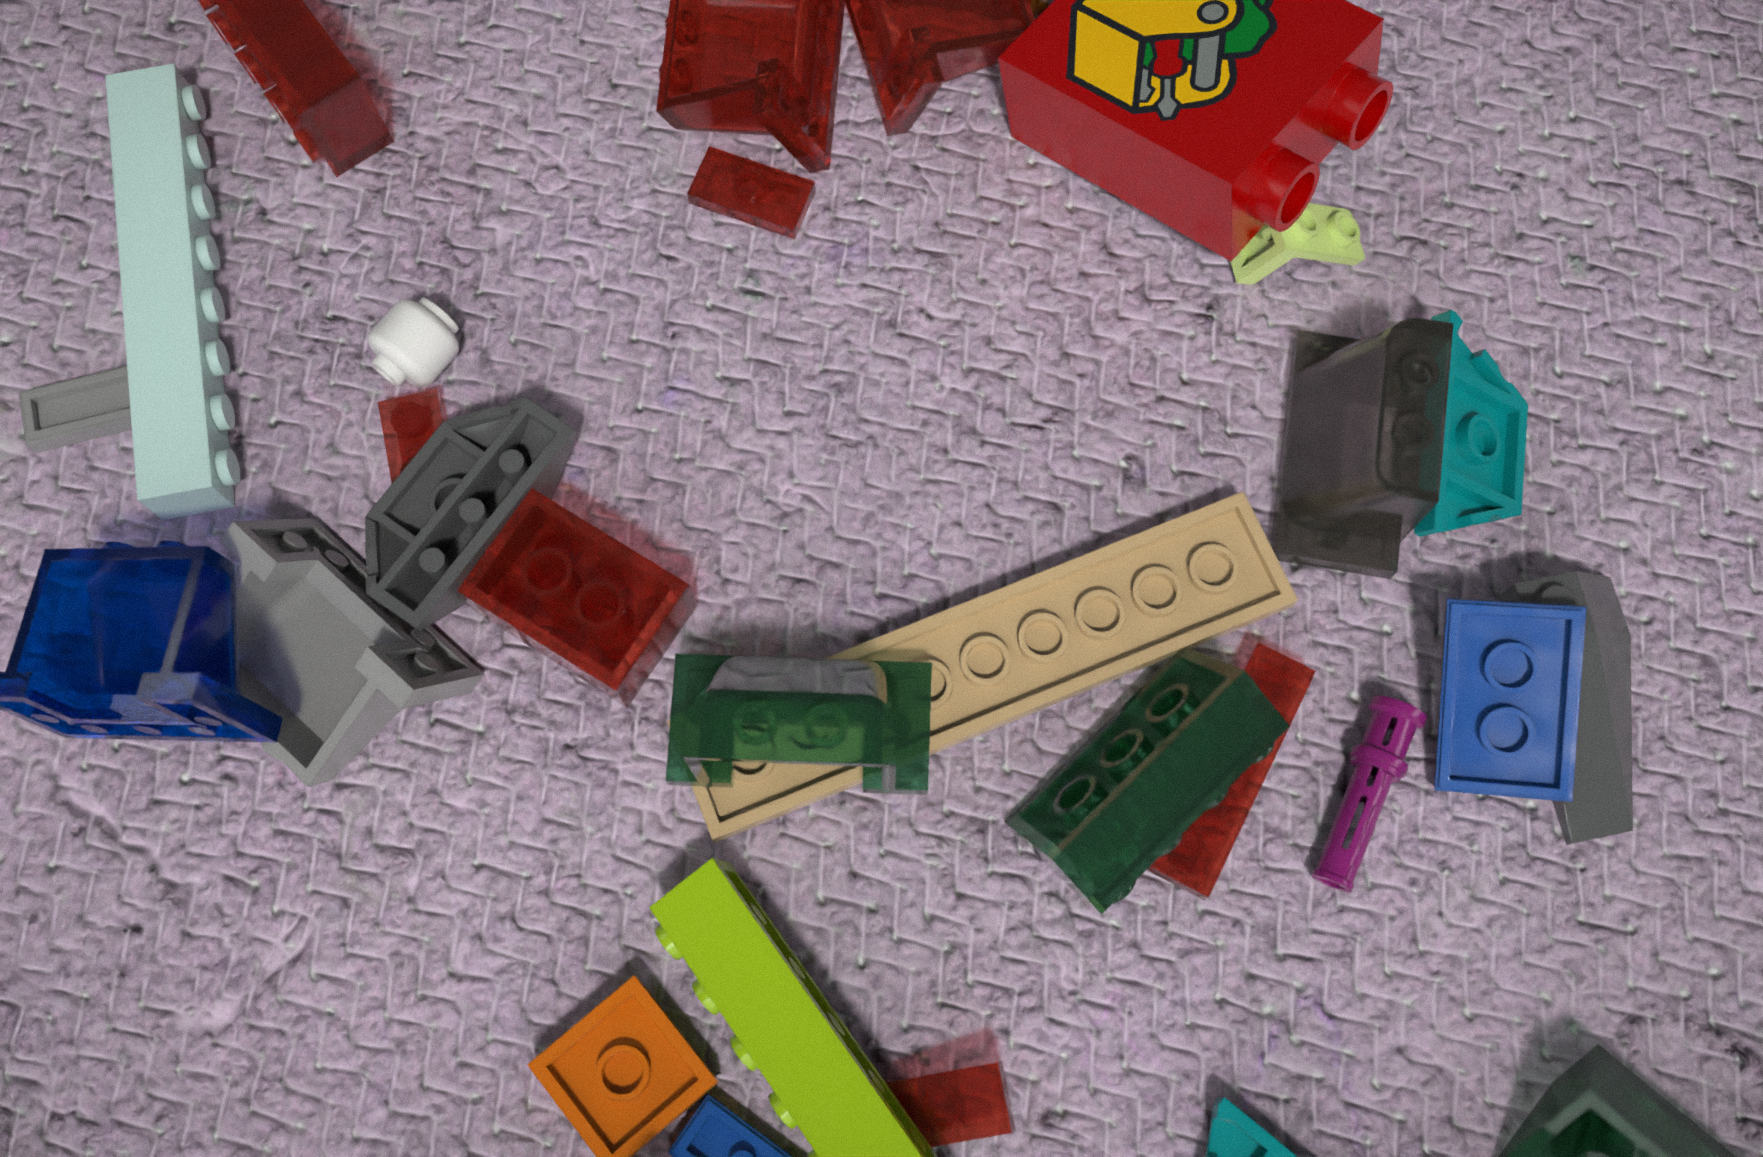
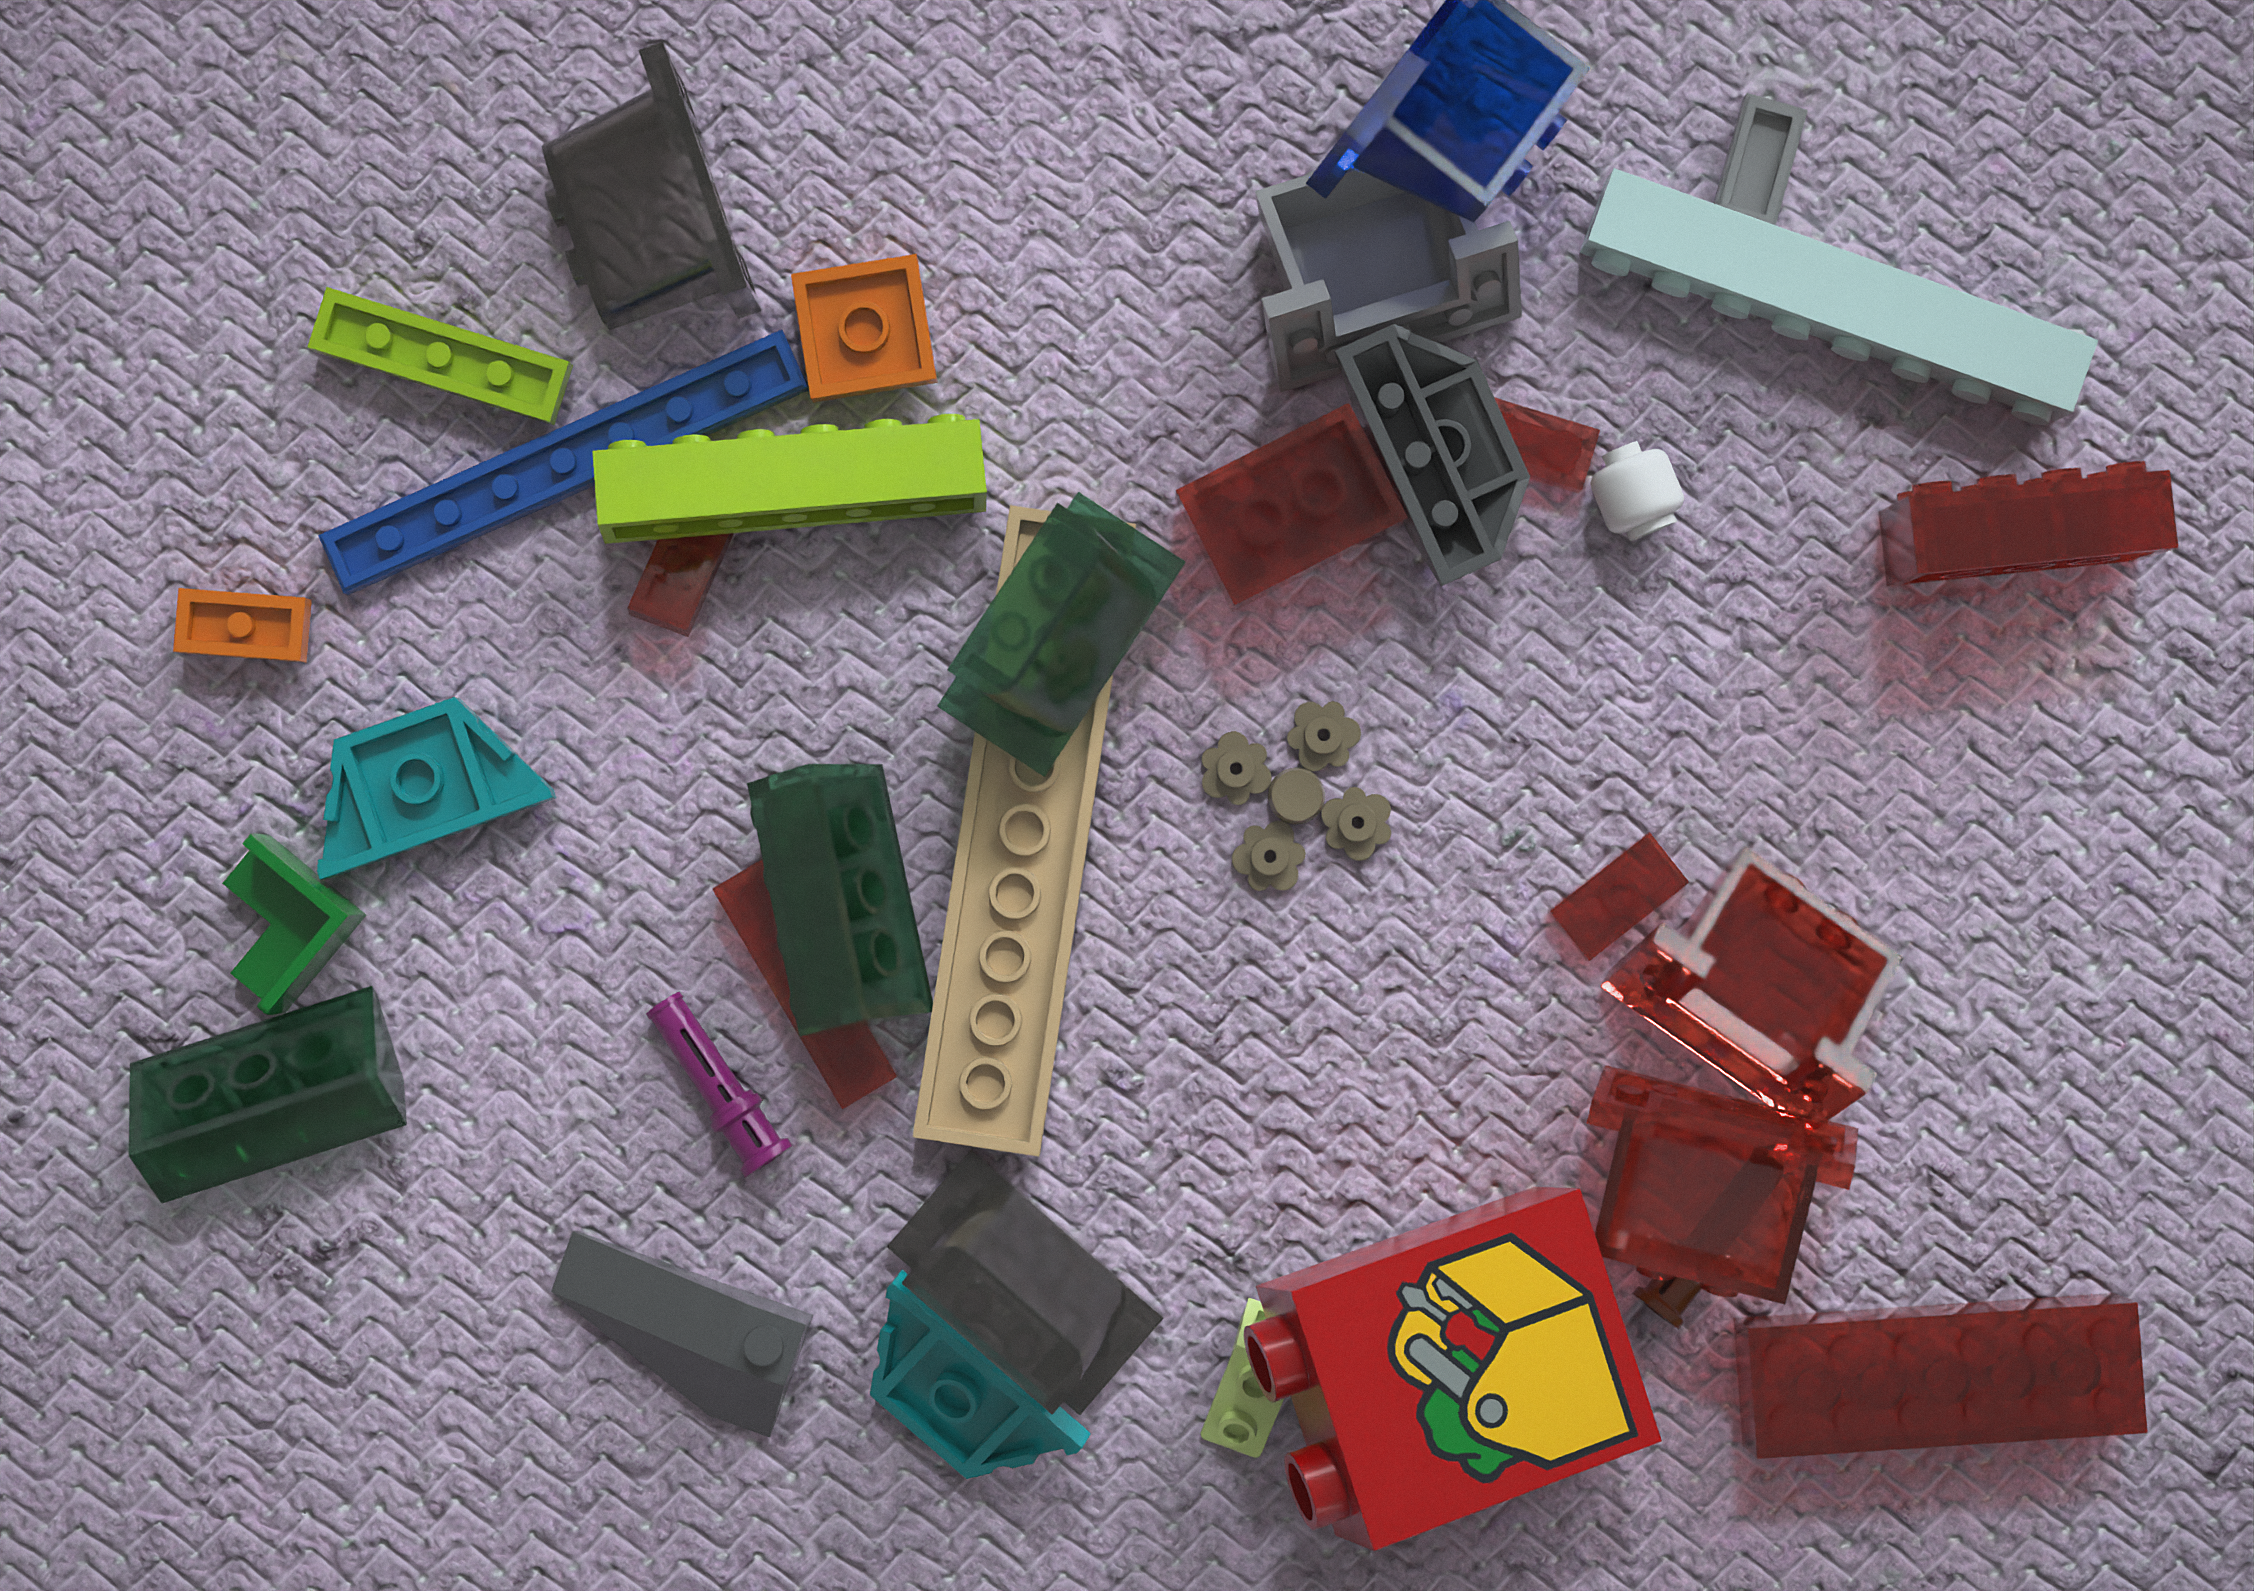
camera: 125 degrees right, 15 degrees up
(820, 471) = (1296, 796): none -> dark tan plant
(1509, 698) = (716, 1252): blue tile -> none

